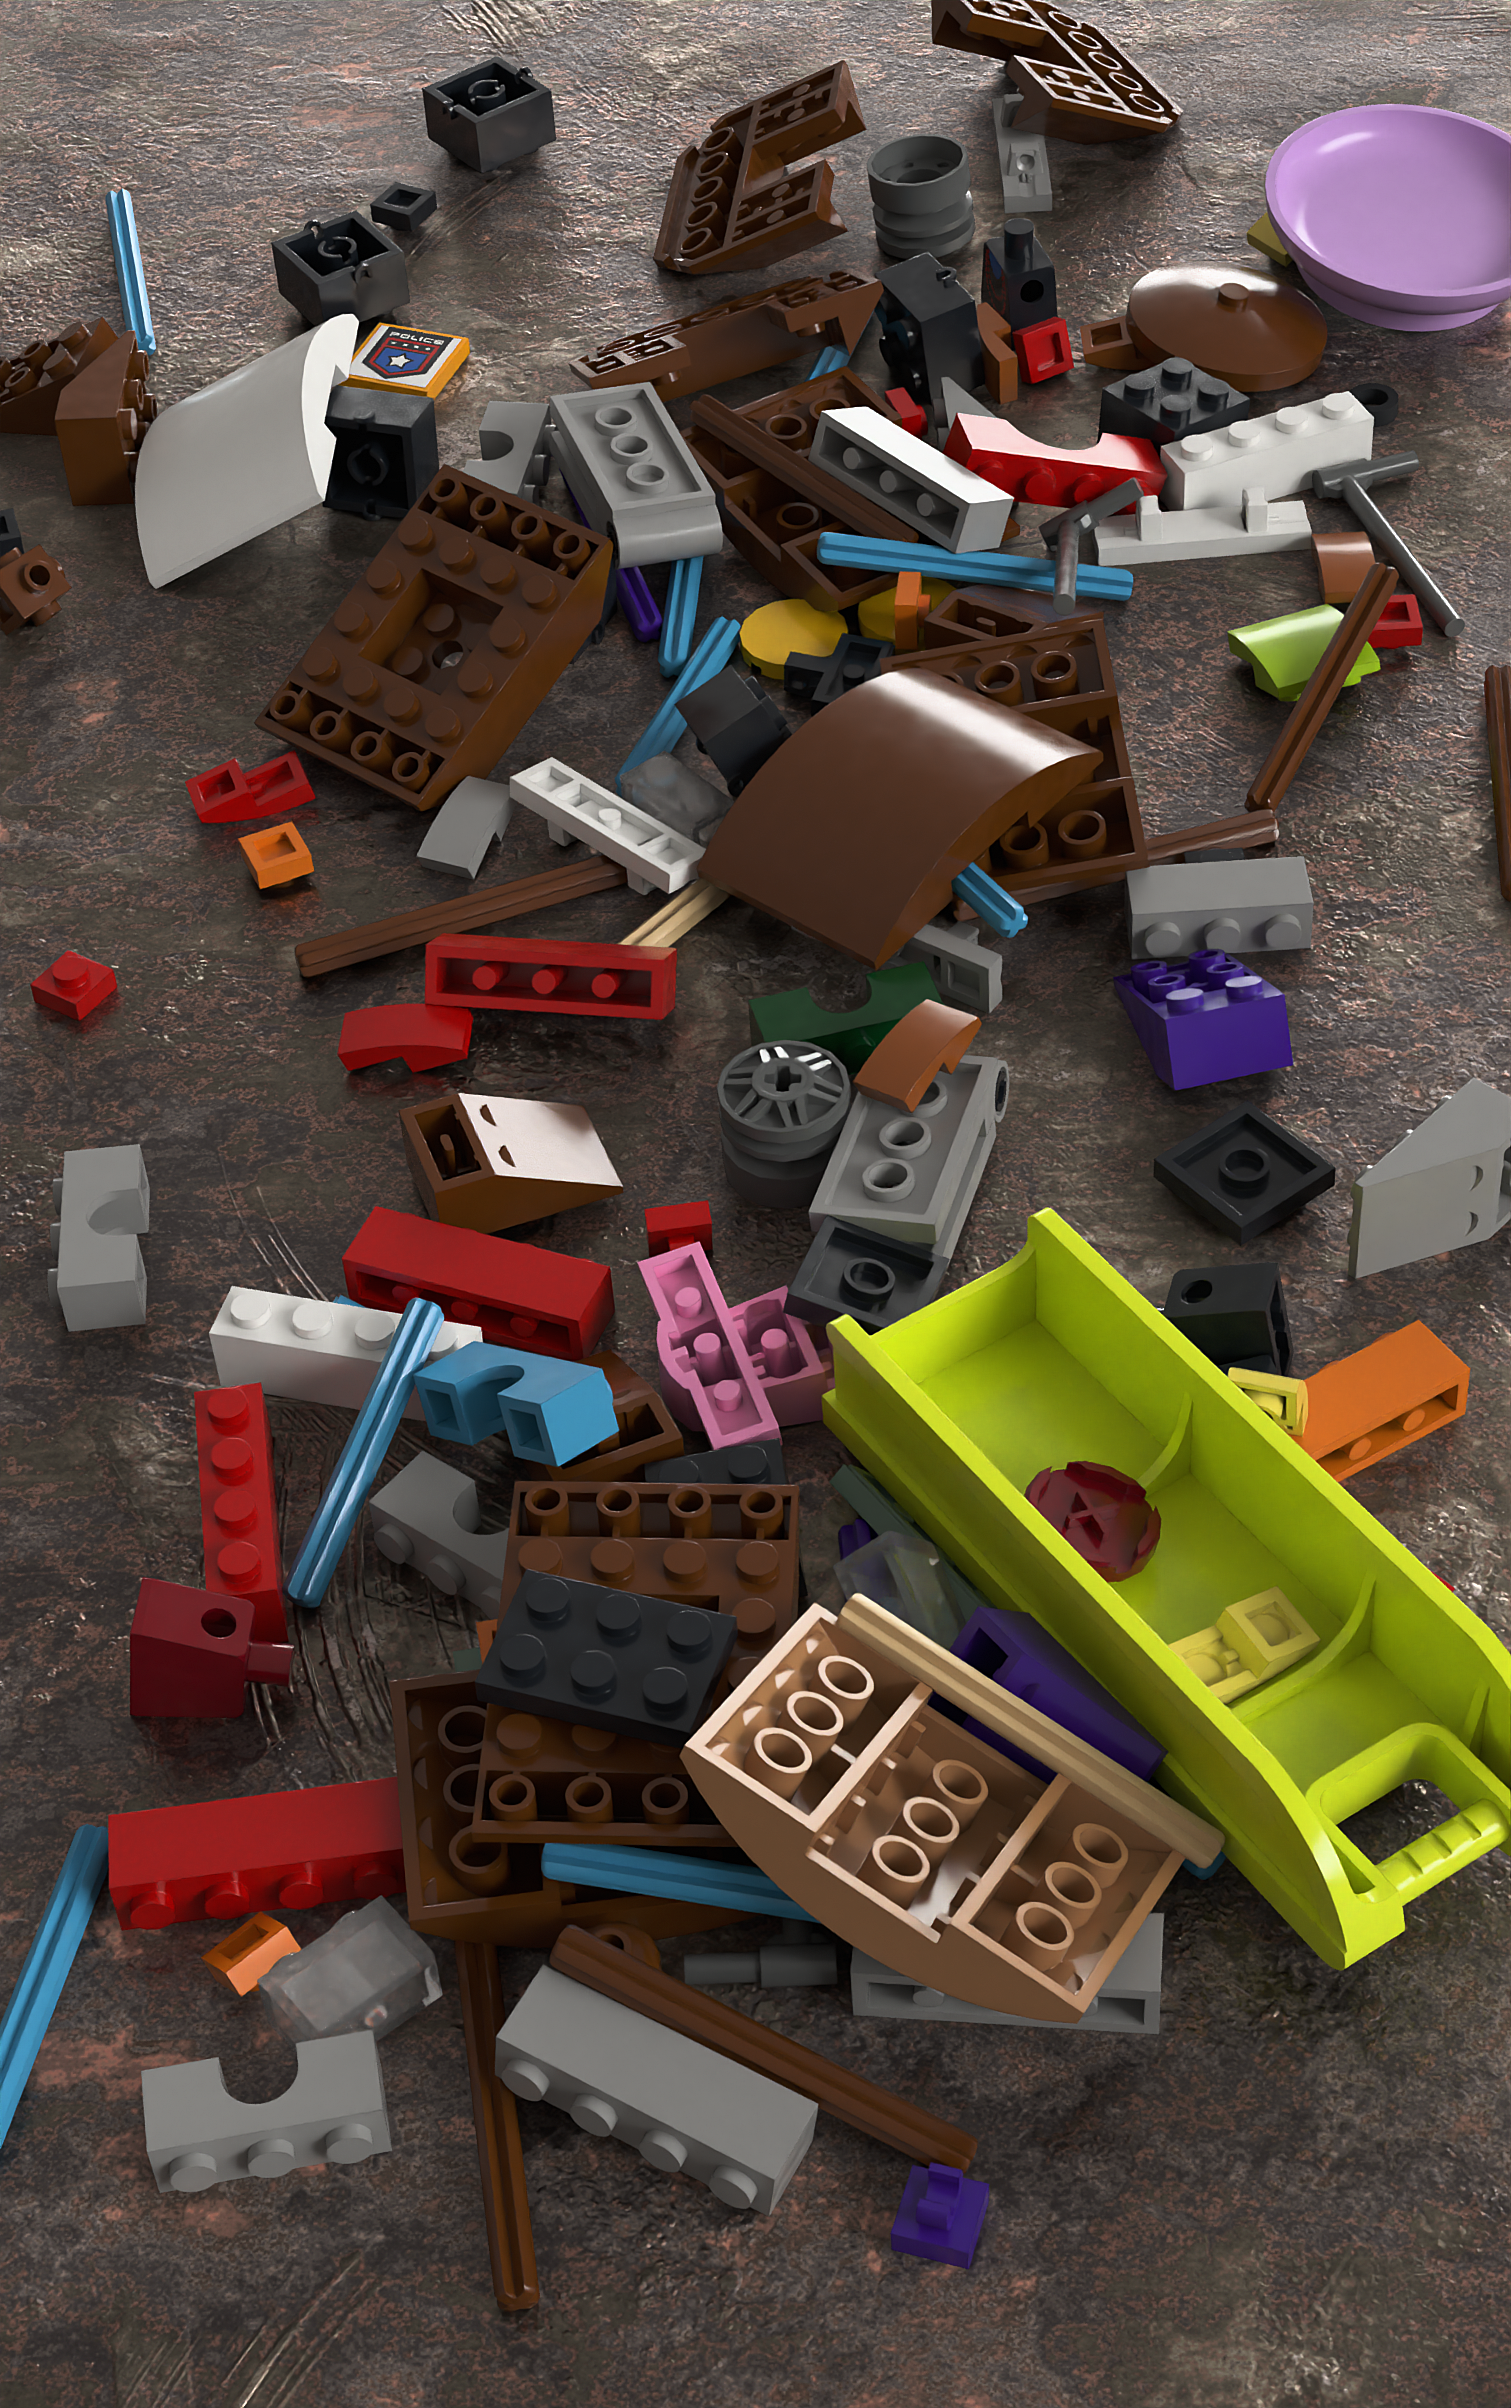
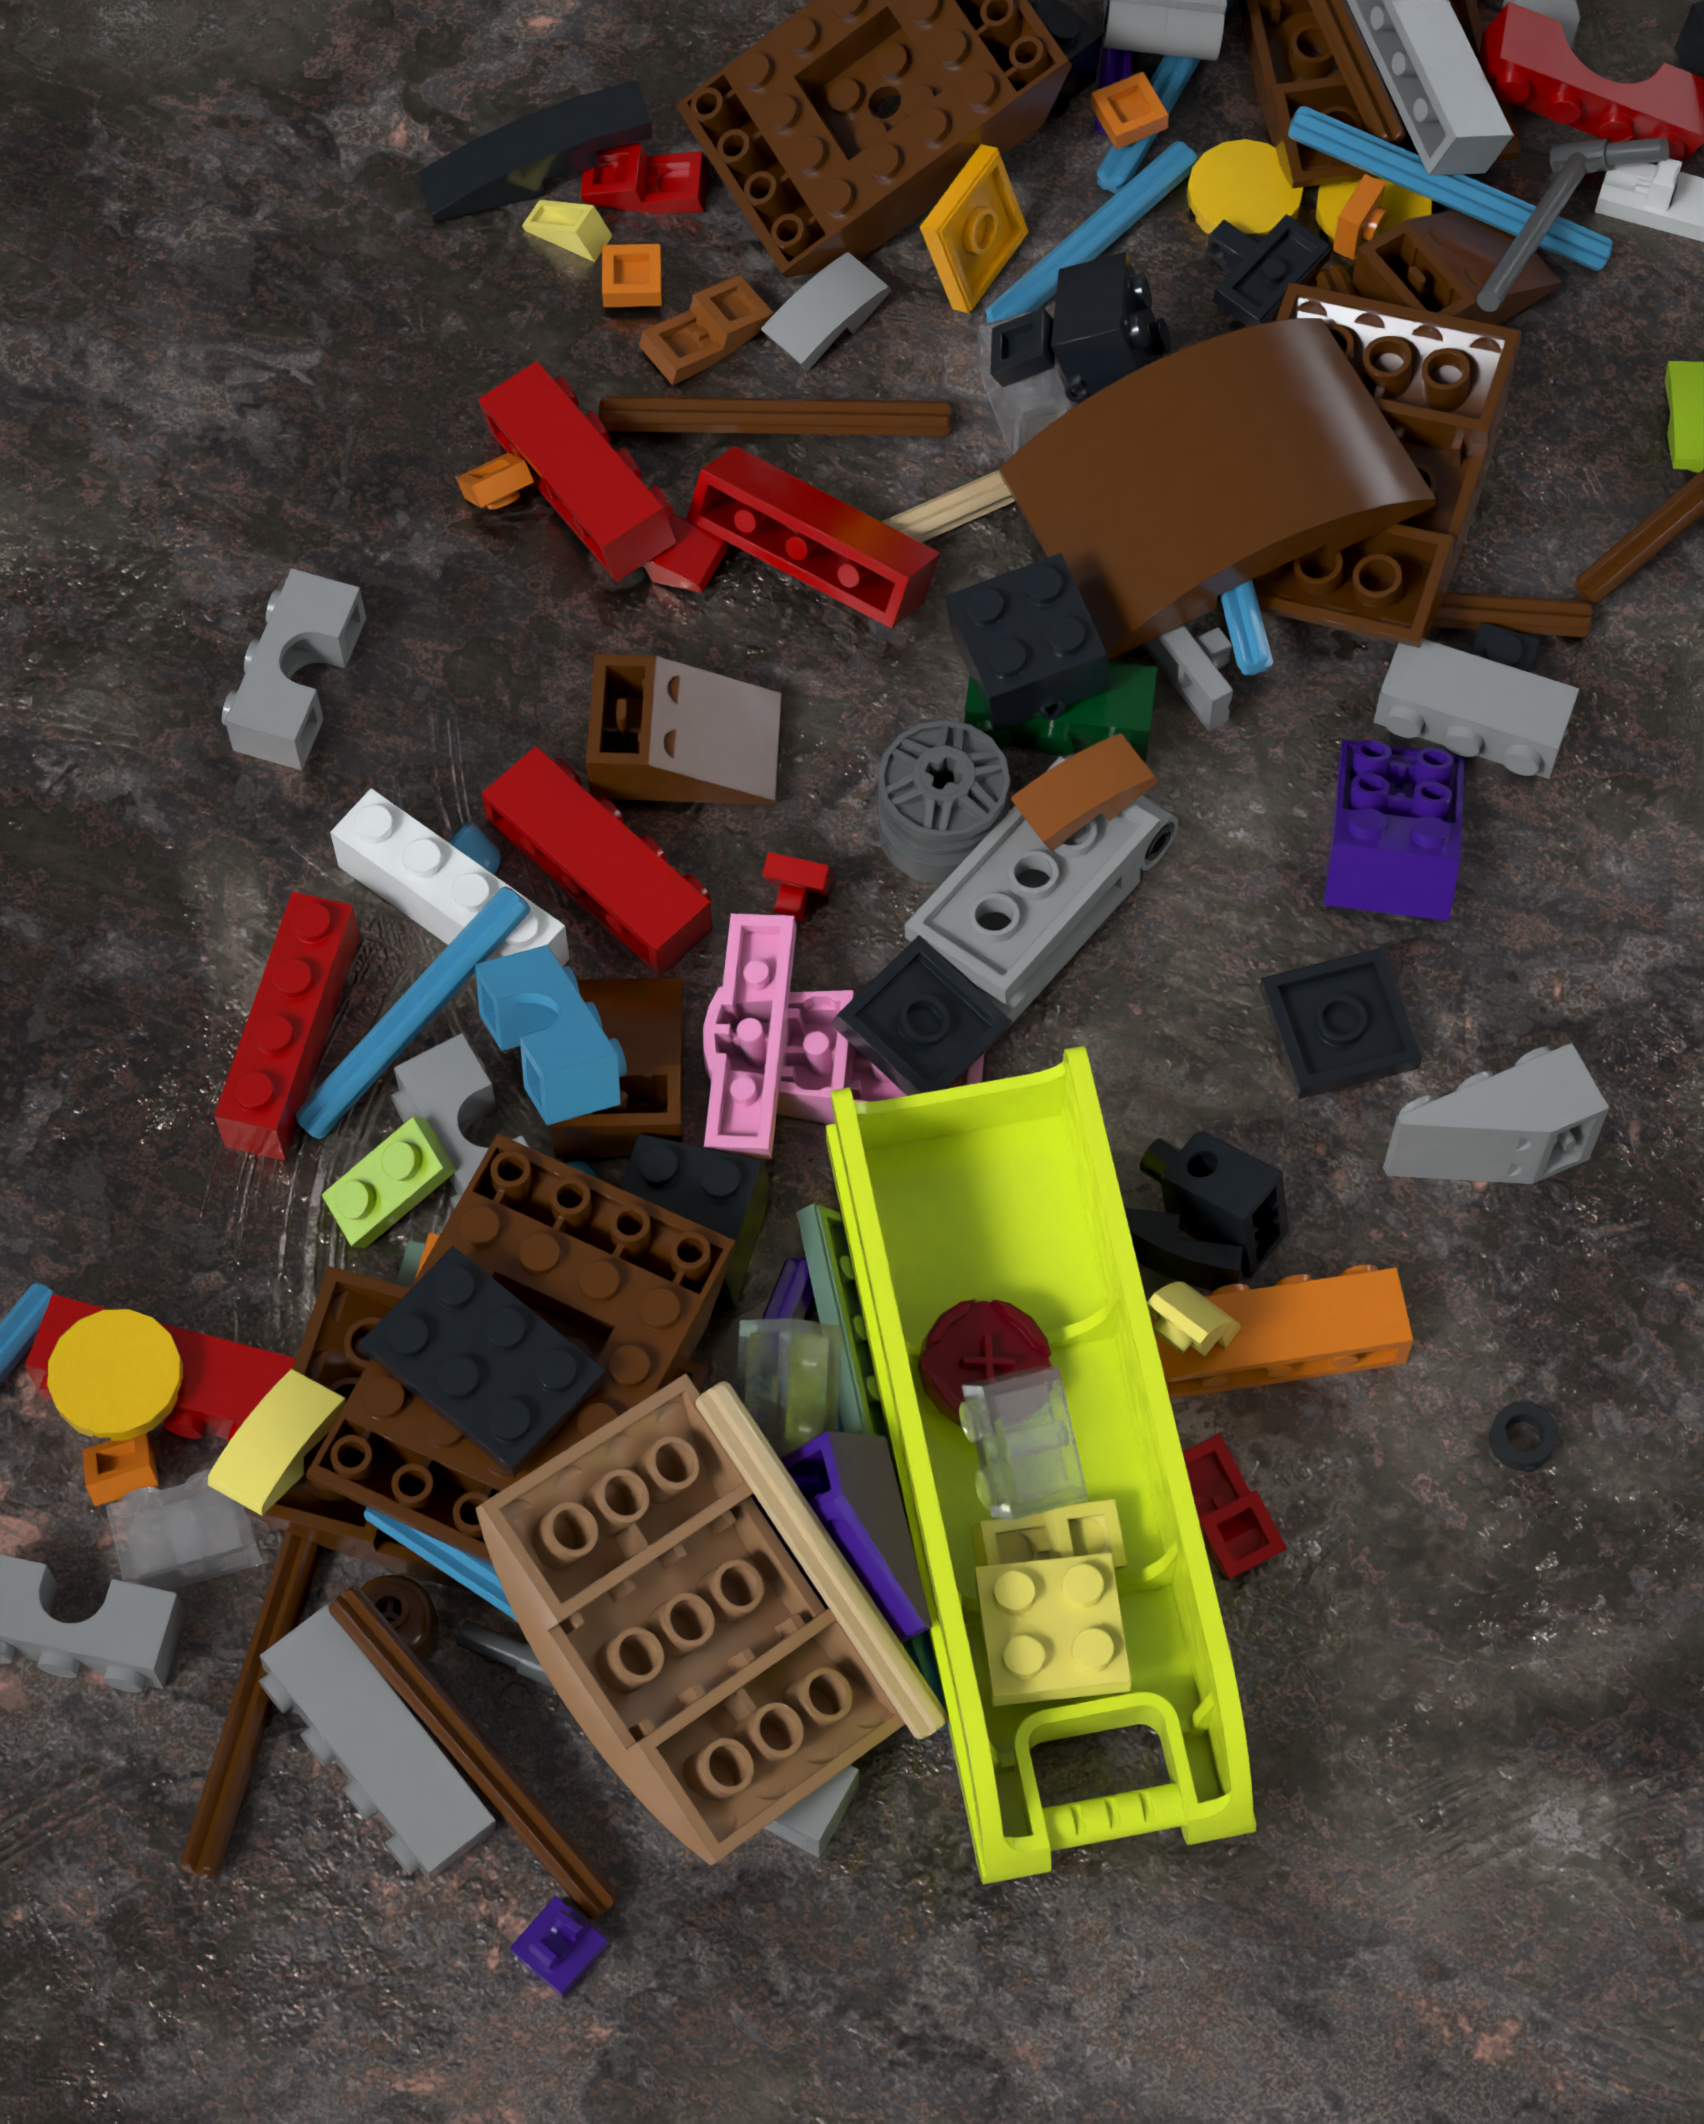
camera: 20 degrees right, 20 degrees up
(73, 985) = (389, 355): red plate -> none
(126, 803) = (540, 146): none -> black slope
(198, 1653) = (193, 1160): dark red torso -> none
(199, 842) = (570, 227): none -> light yellow piece
(212, 1854) = (115, 1374): none -> yellow tile
(227, 1039) = (495, 482): none -> orange plate
(304, 997) = (579, 471): none -> red brick
(369, 874) = (713, 328): none -> dark orange slope
(409, 1604) = (388, 1182): none -> lime plate
(416, 1837) = (272, 1442): none -> light yellow slope
(576, 712) = (974, 228): none -> light orange tile
(586, 811) = (947, 372): white hinge -> none
(666, 601) = (1129, 110): none -> orange plate
(675, 762) = (1022, 348): none -> black plate
(802, 964) = (1028, 642): none -> black brick
(1168, 1557) = (1023, 1443): none -> clear brick
(1299, 1698) = (1052, 1629): none -> light yellow plate

